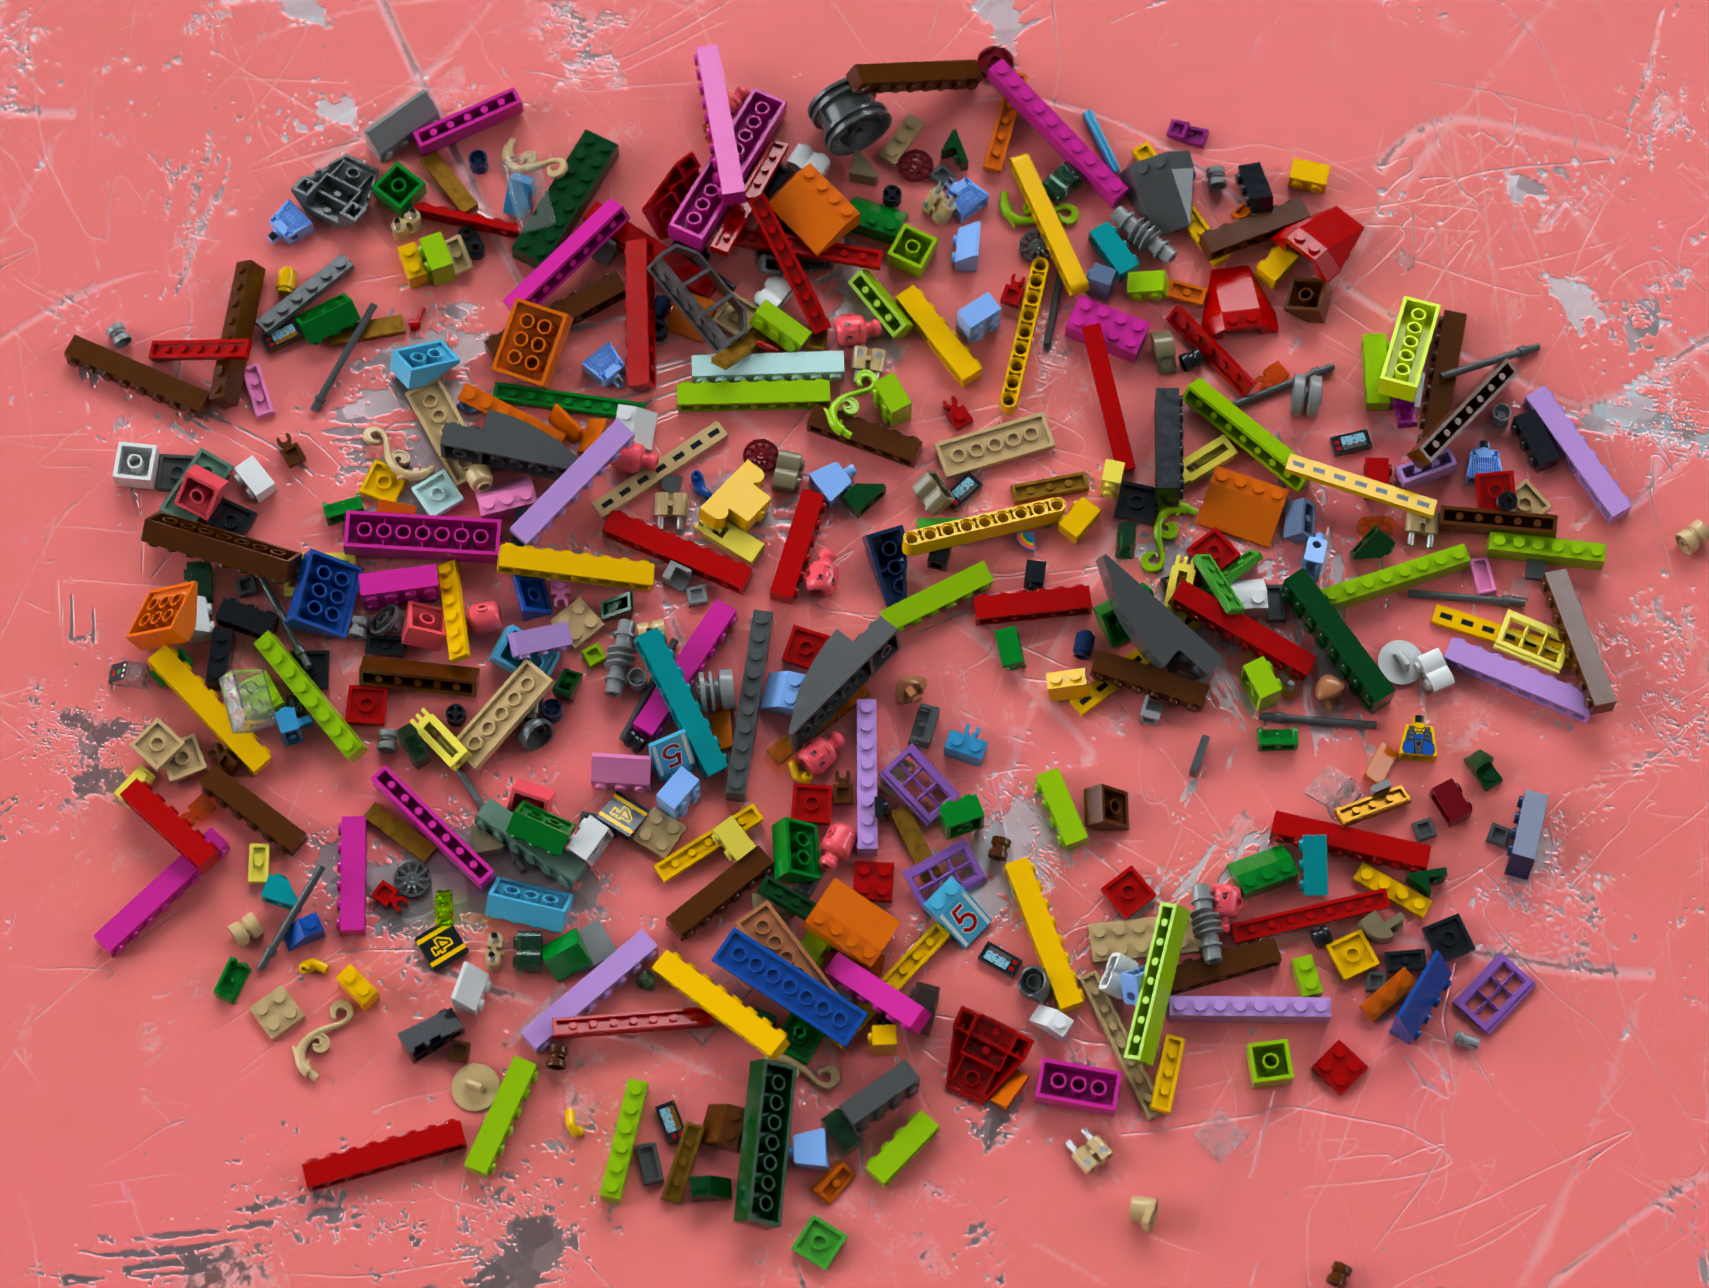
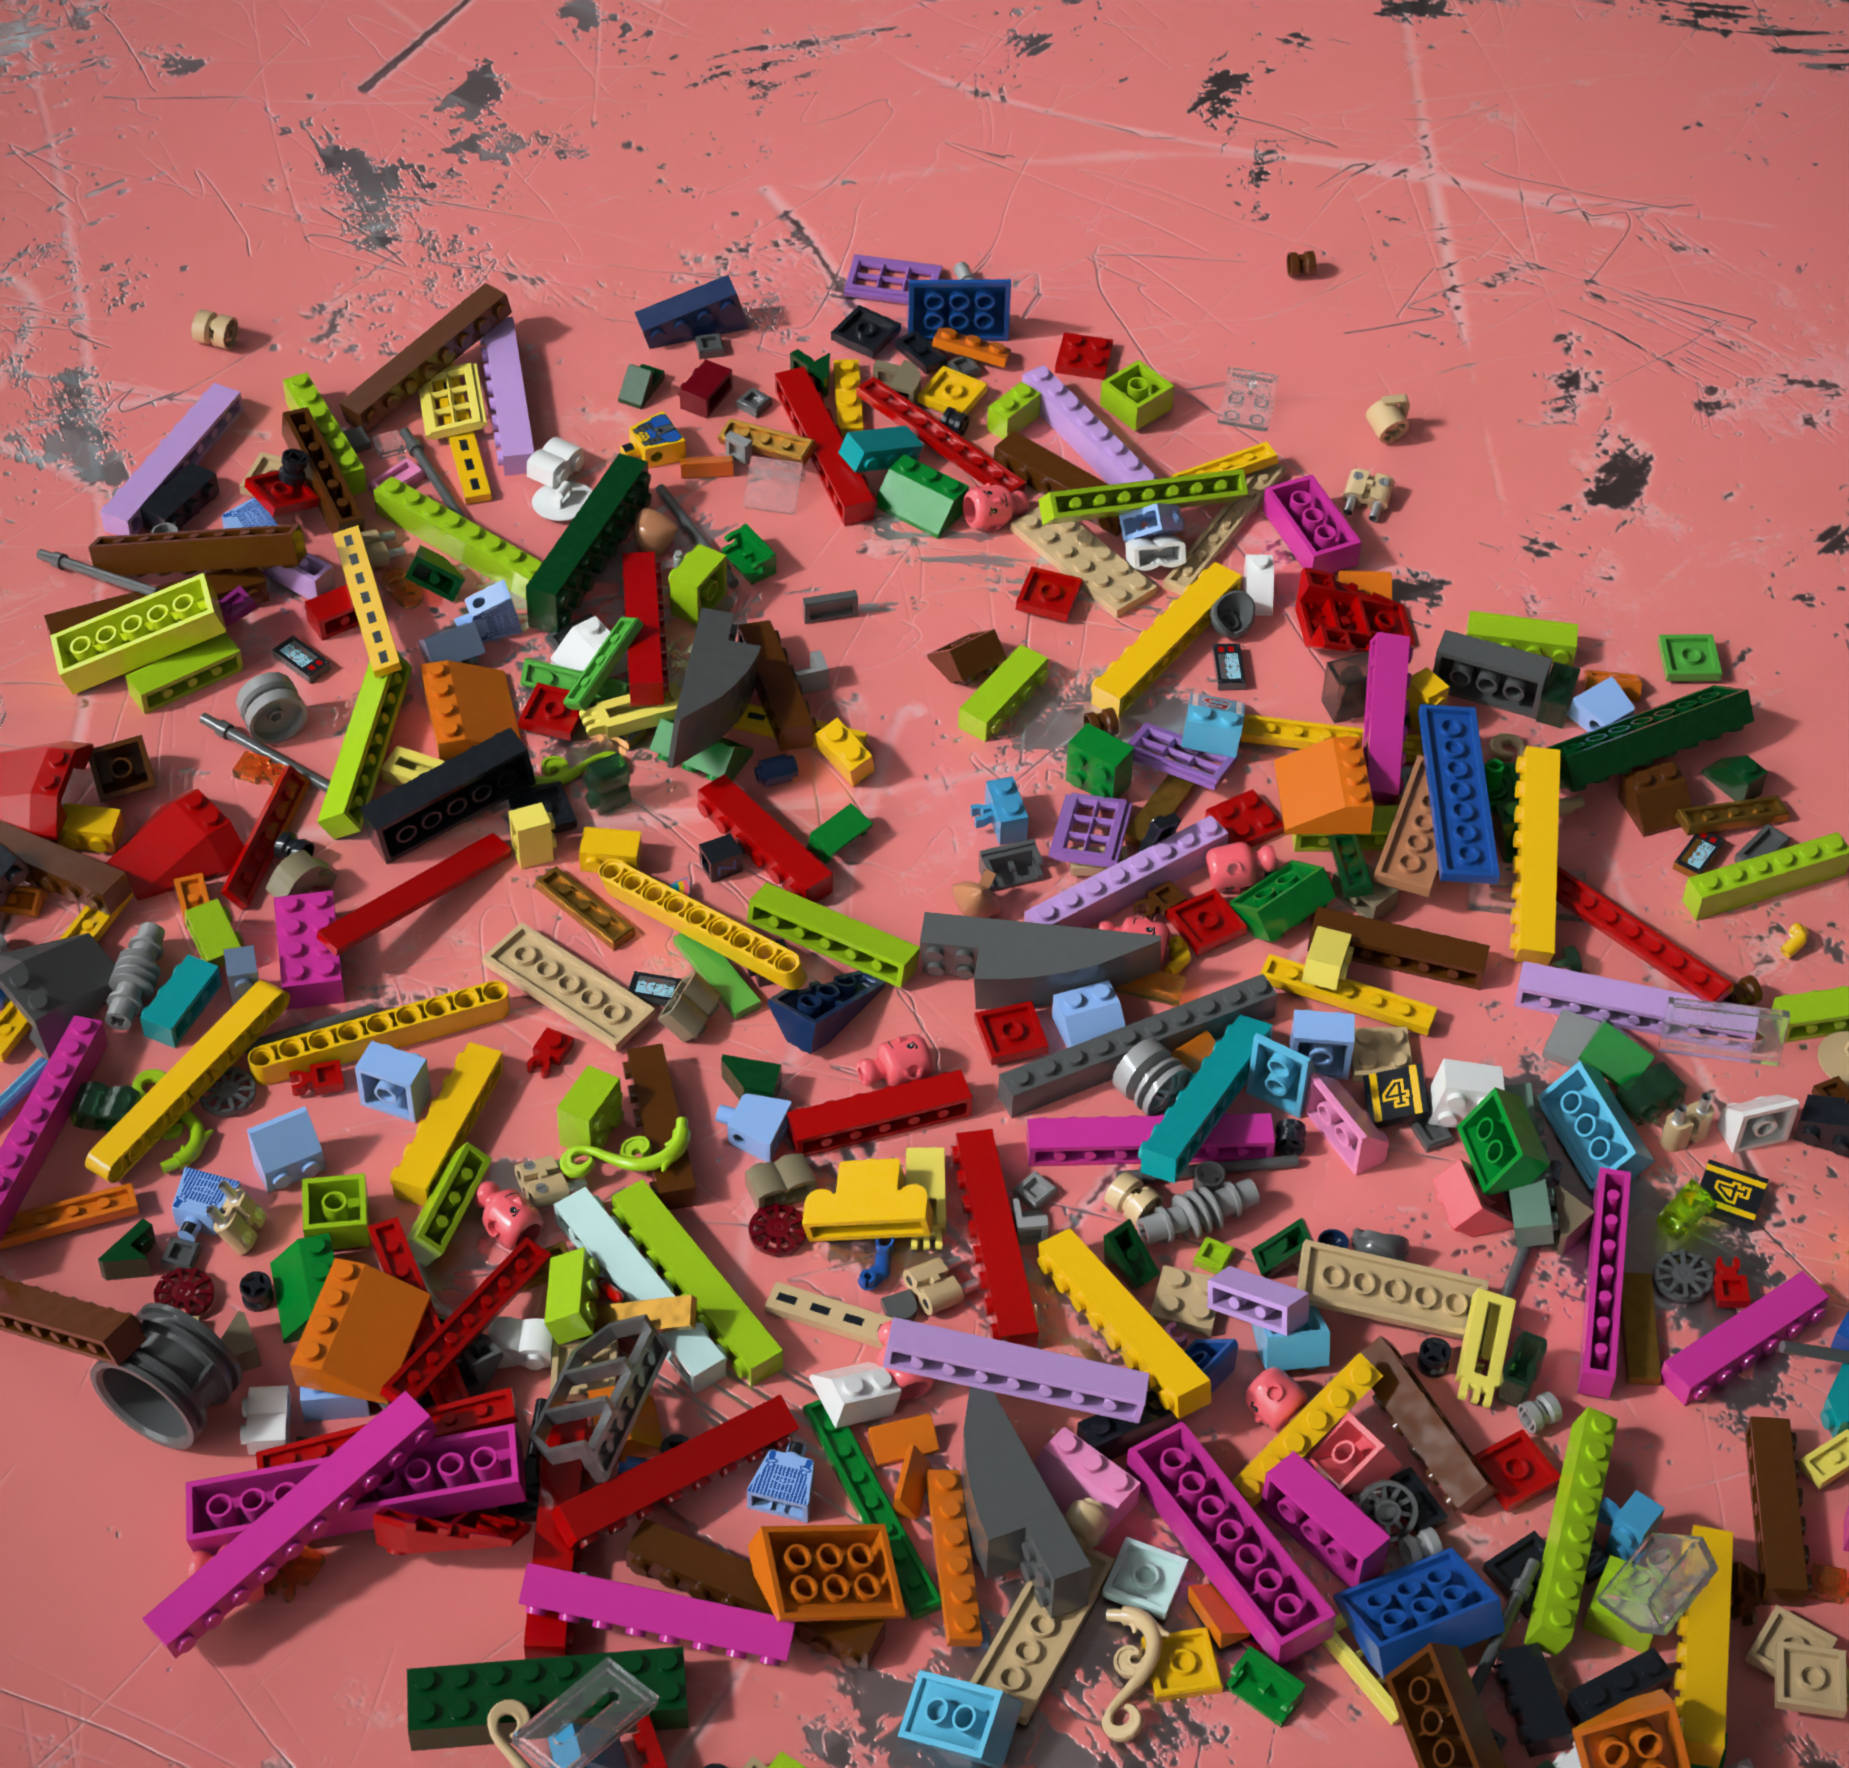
camera: 125 degrees left, 20 degrees down
(1205, 923) = (1026, 495): light grey piece -> none

